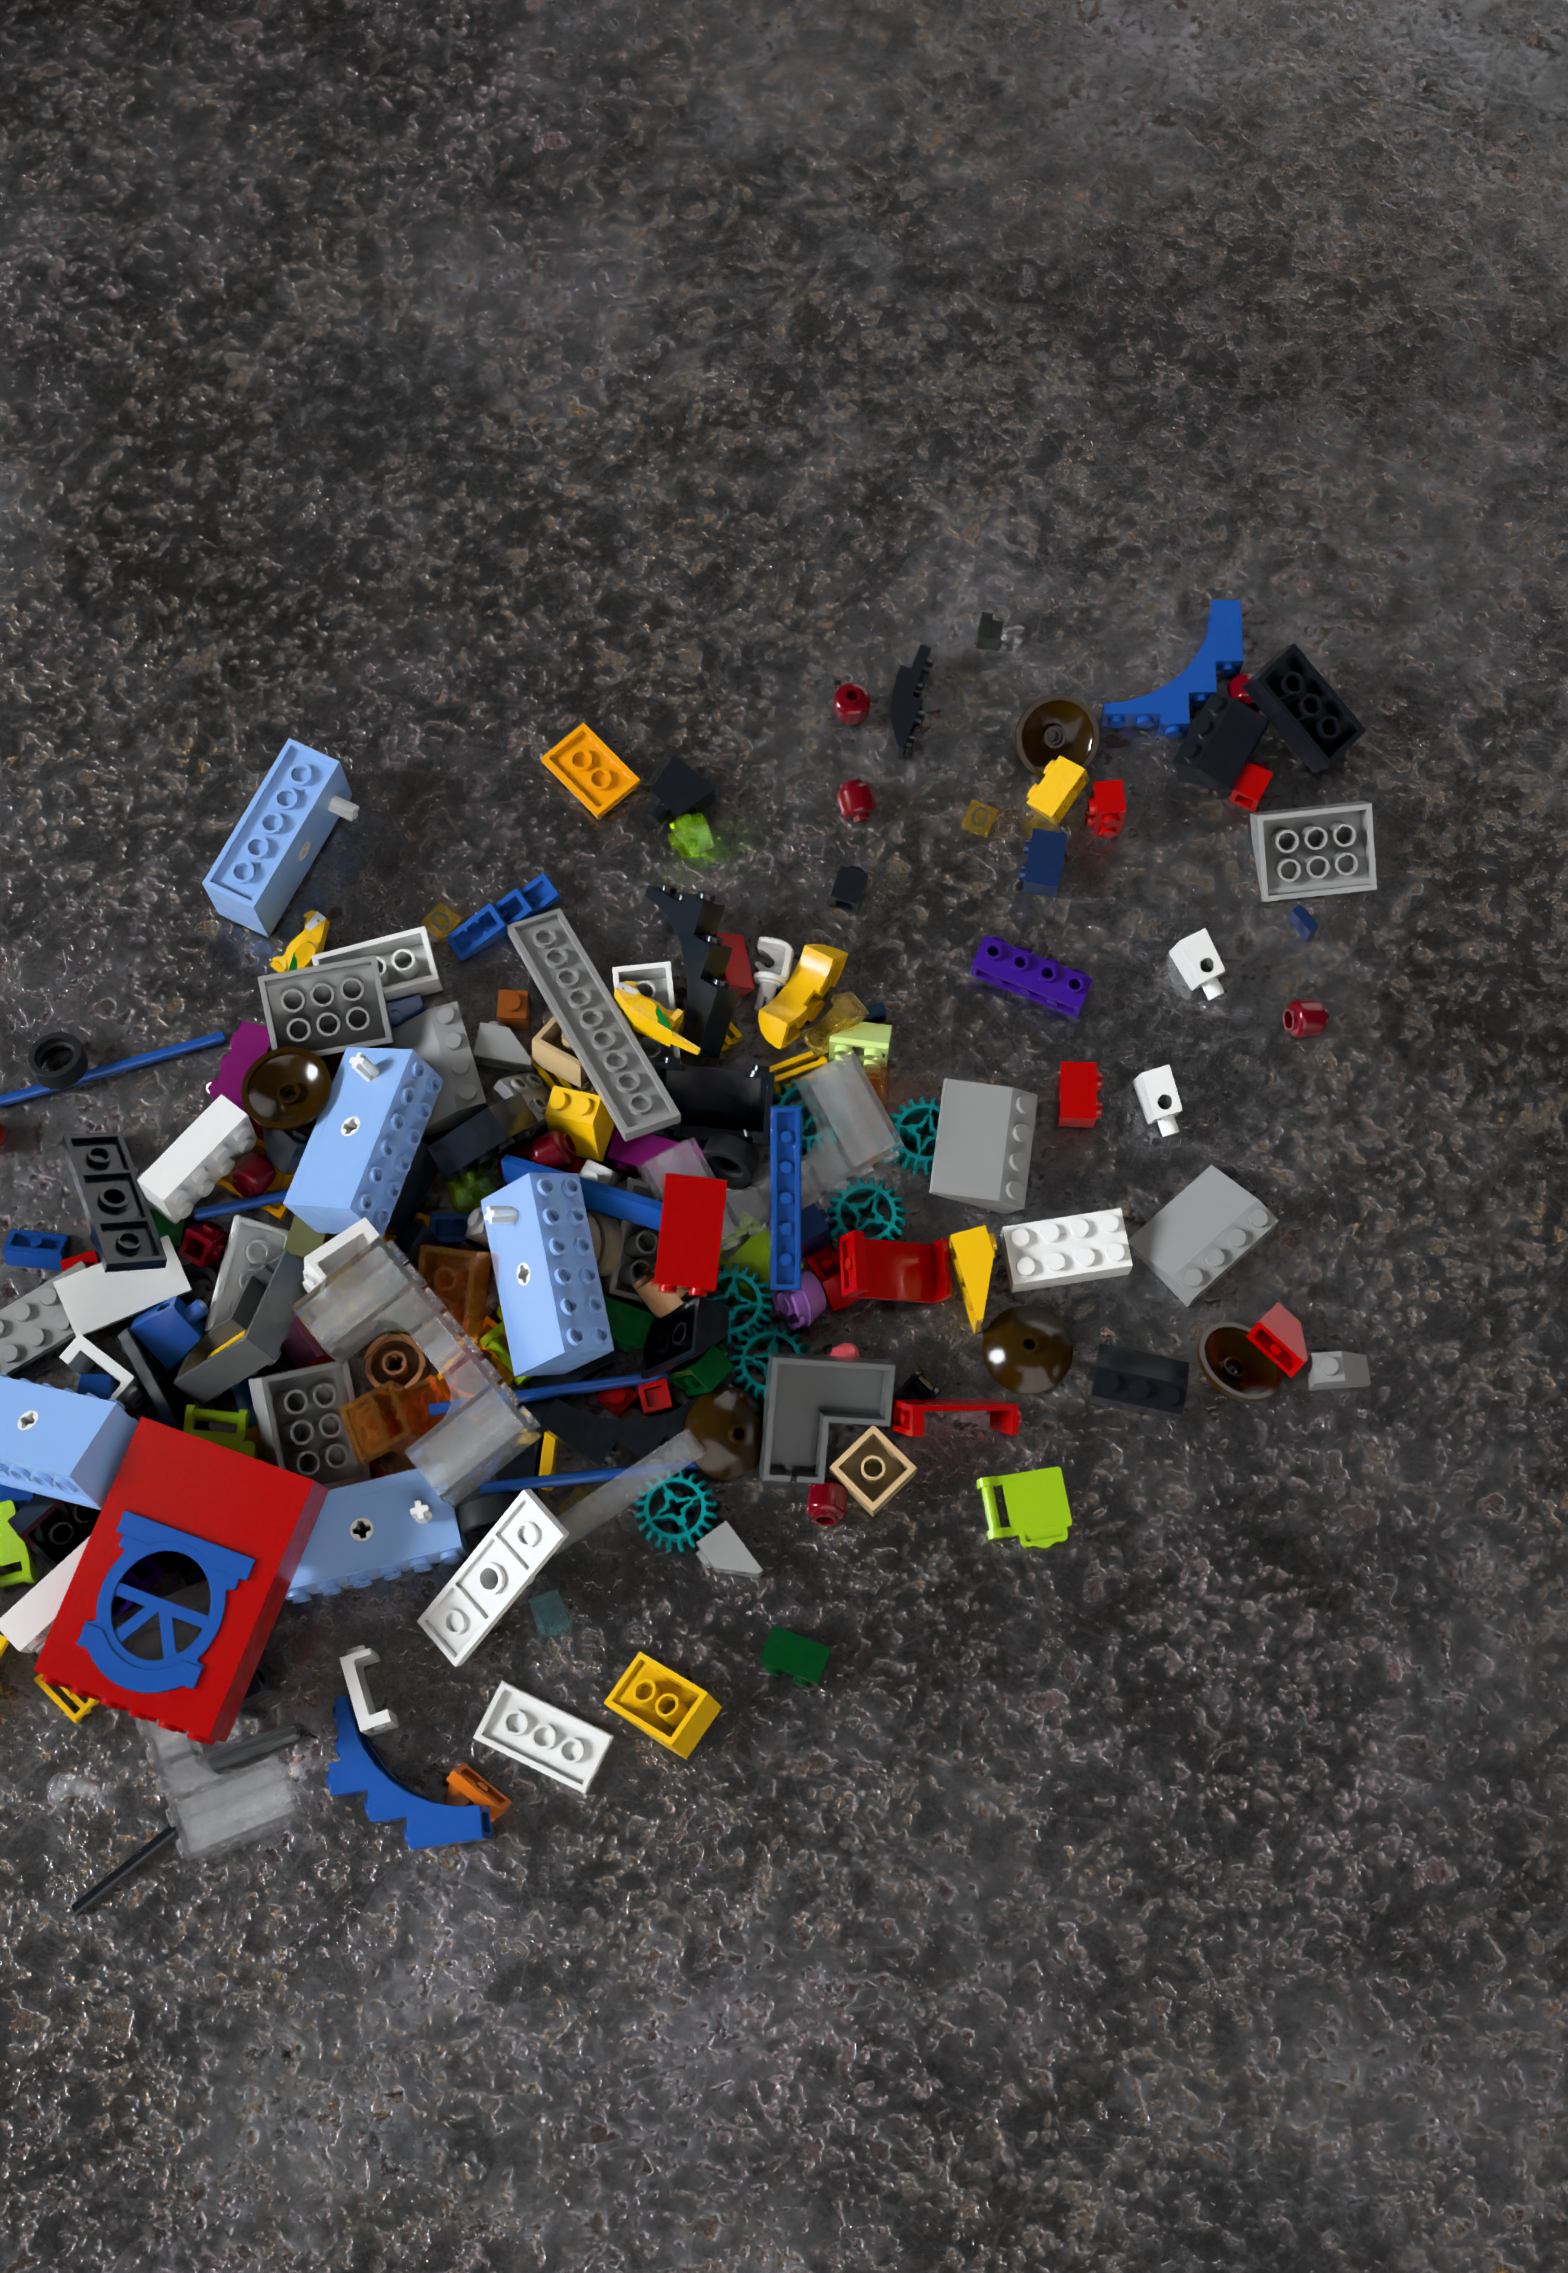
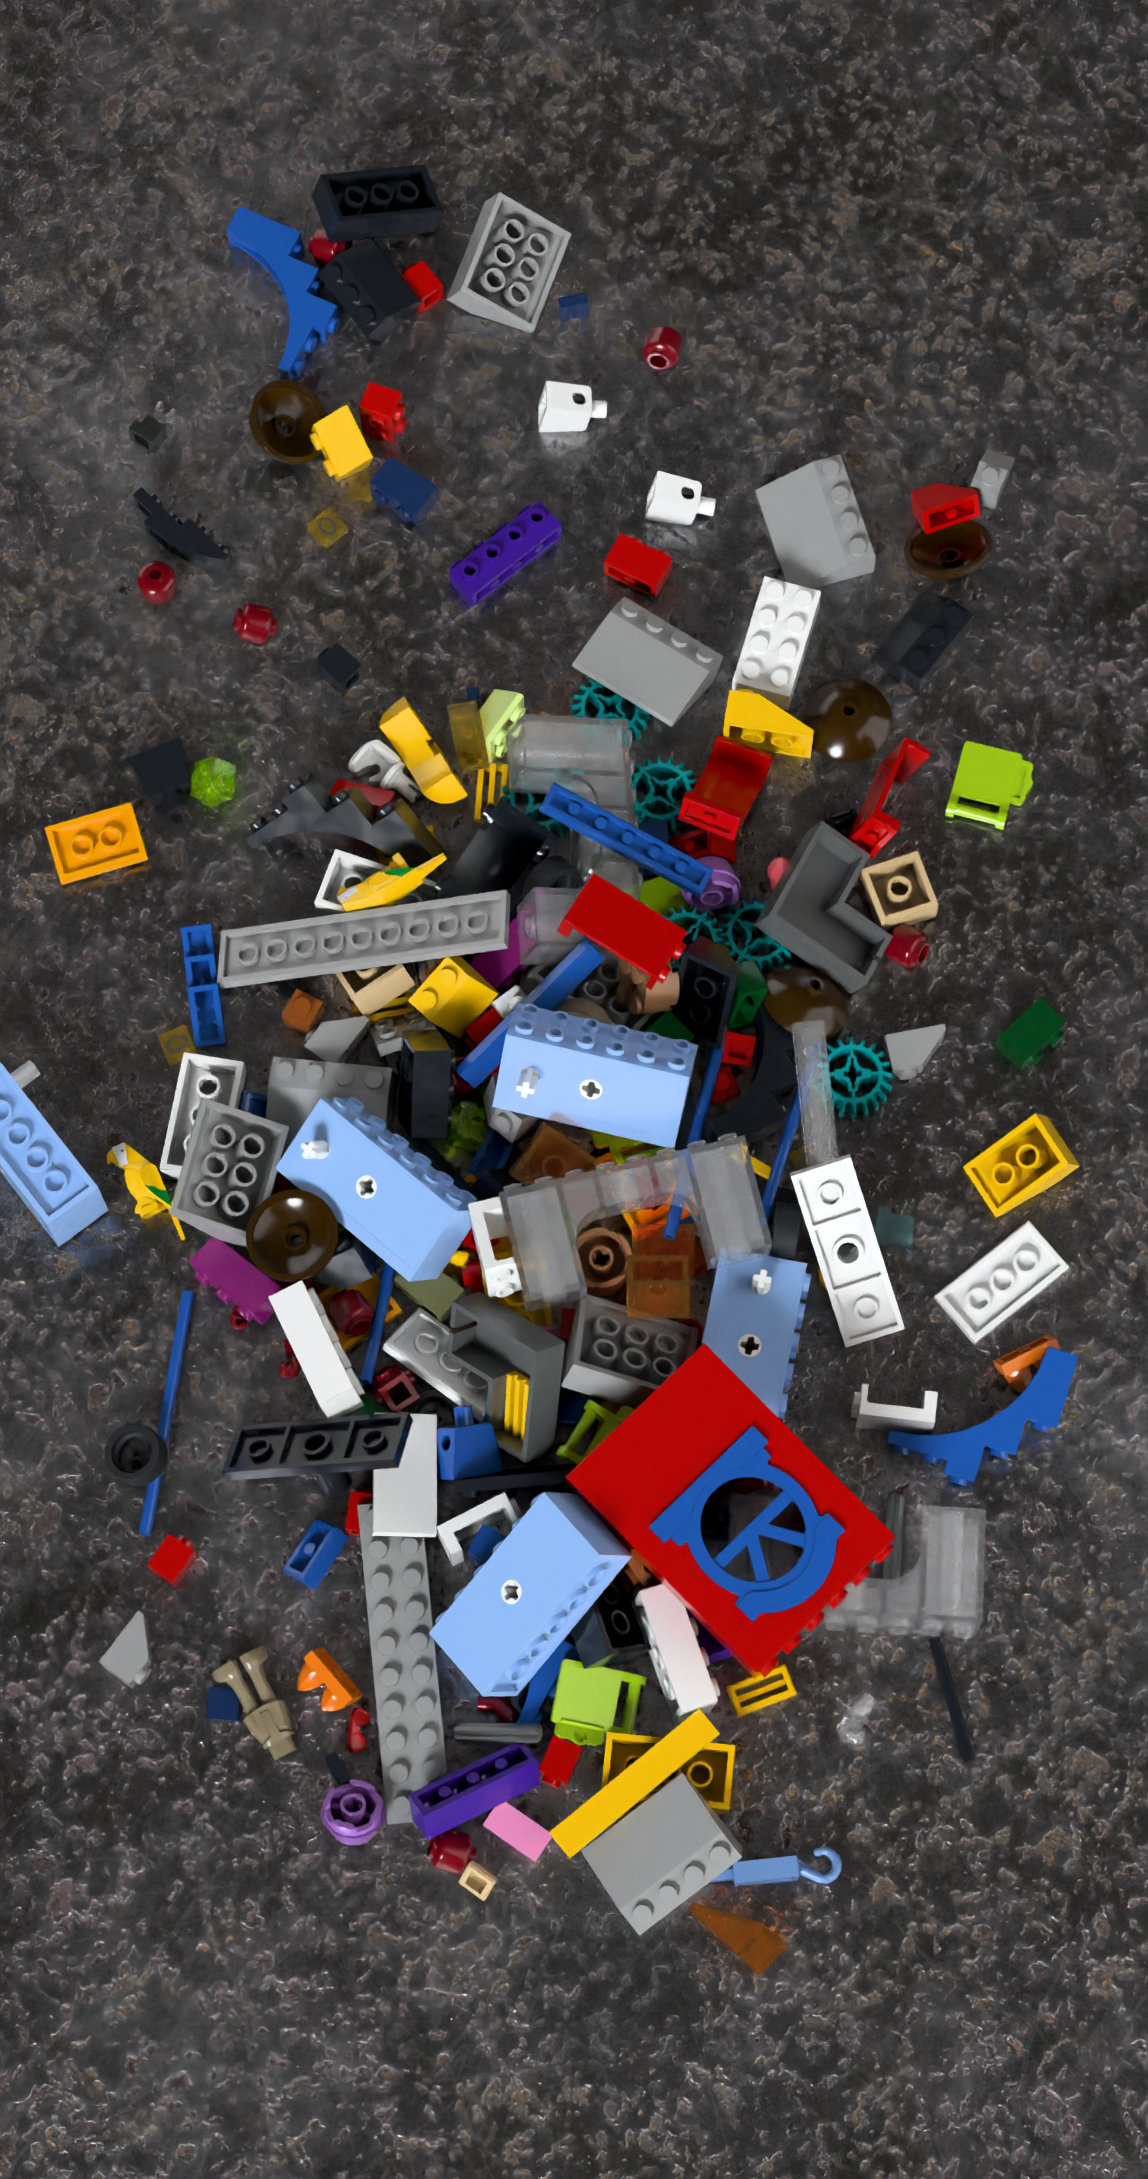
camera: 65 degrees left, 0 degrees up
(553, 1150) = (470, 1027): dark red head -> none

